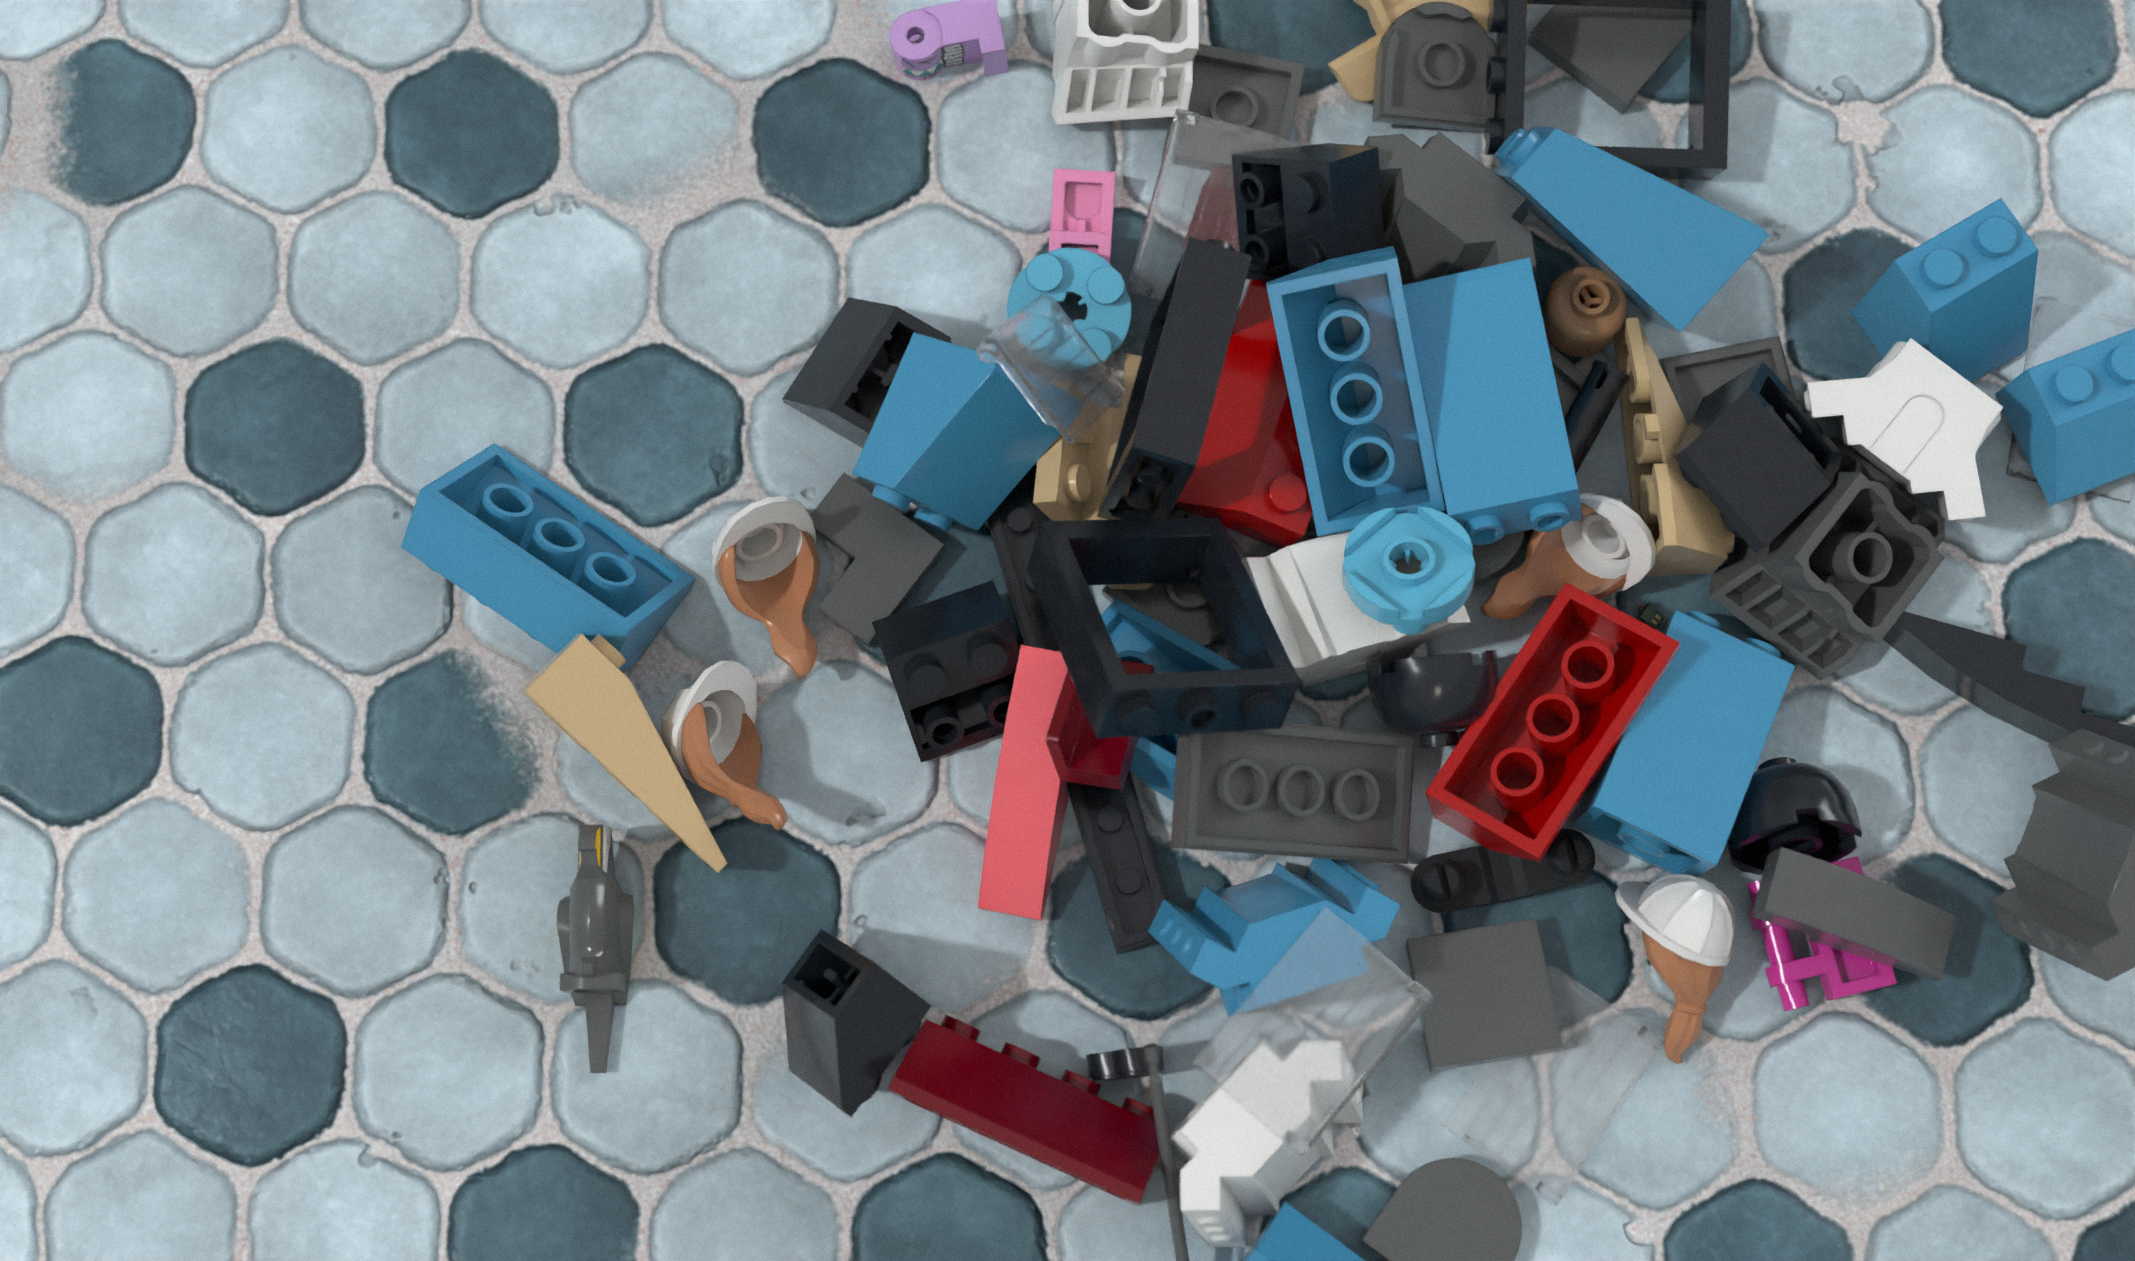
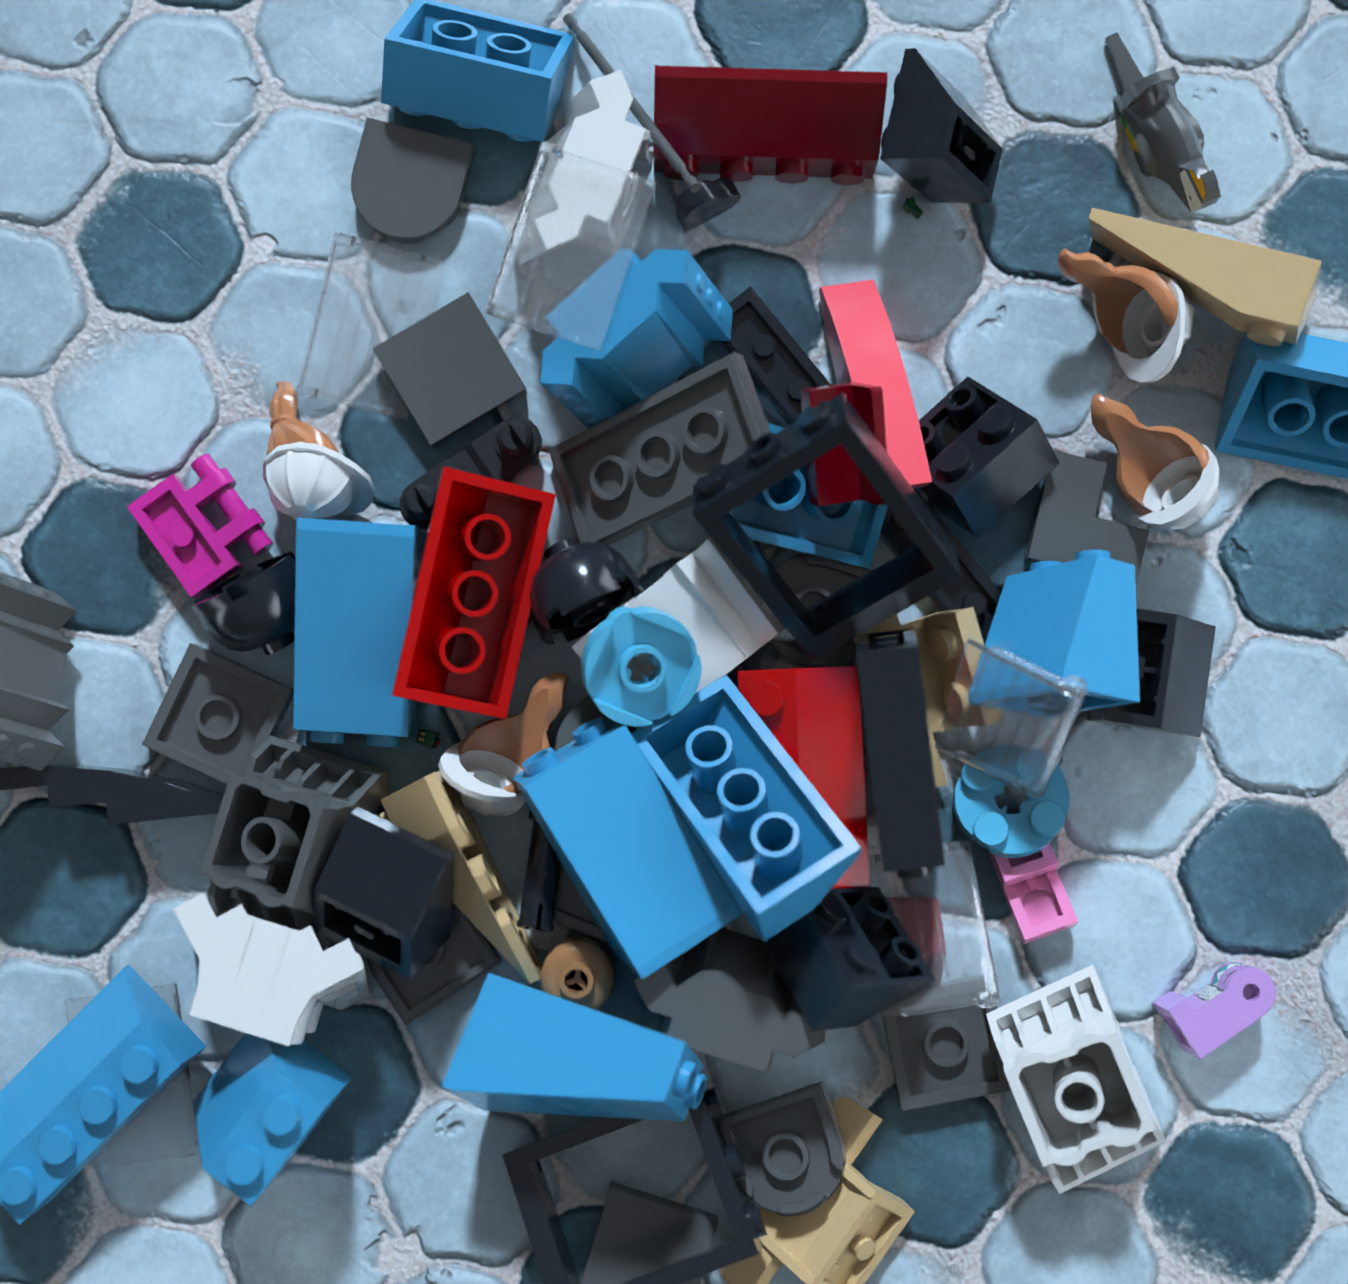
camera: 155 degrees right, 10 degrees up
(902, 972) = (911, 206): none -> dark green piece
(1853, 913) = (177, 538): dark grey slope -> none
(1870, 725) = (216, 714): none -> dark grey tile

